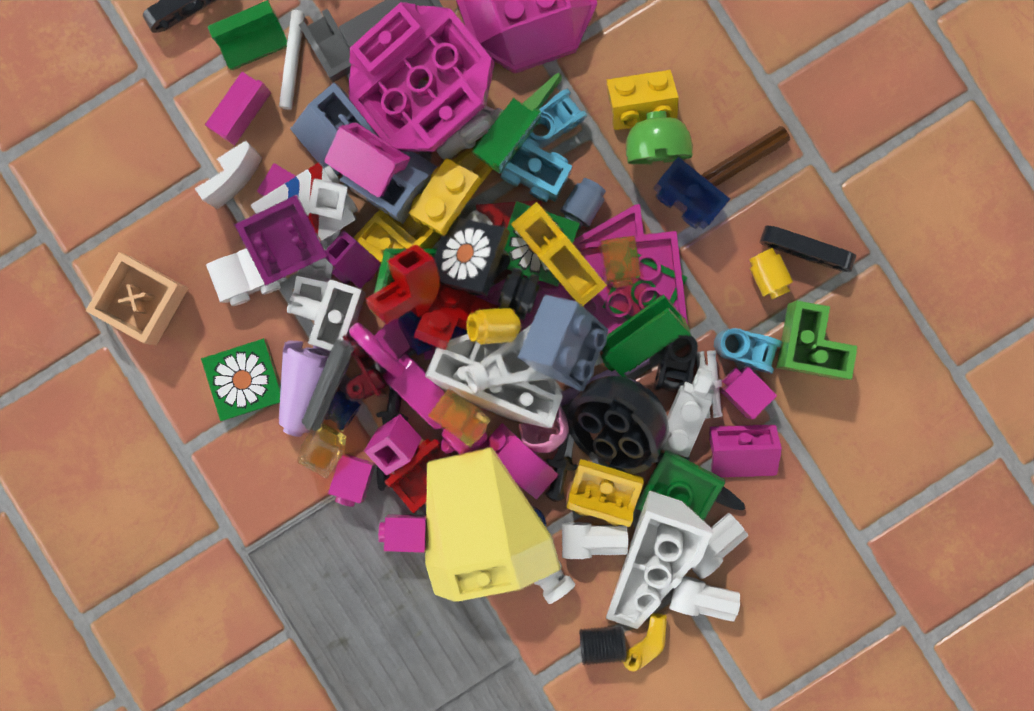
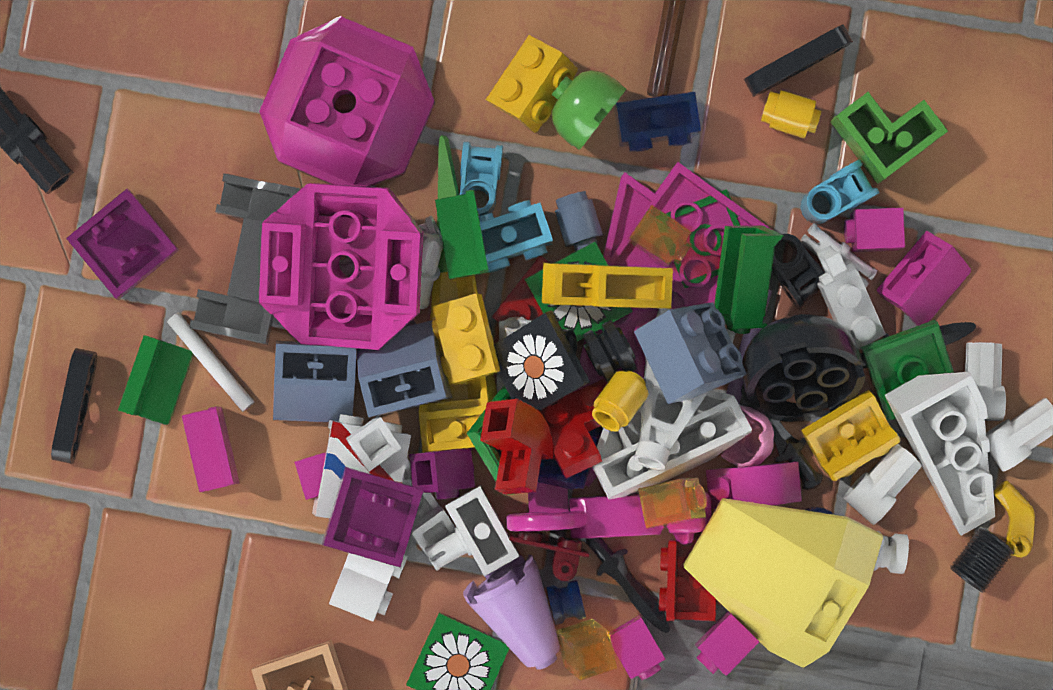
camera: 45 degrees left, 0 degrees up
(238, 168) = (269, 498): white slope -> none
(327, 384) = (538, 591): dark grey axle -> none
(365, 158) = (371, 377): dark pink panel -> none
(393, 444) = (640, 582): dark pink brick -> none

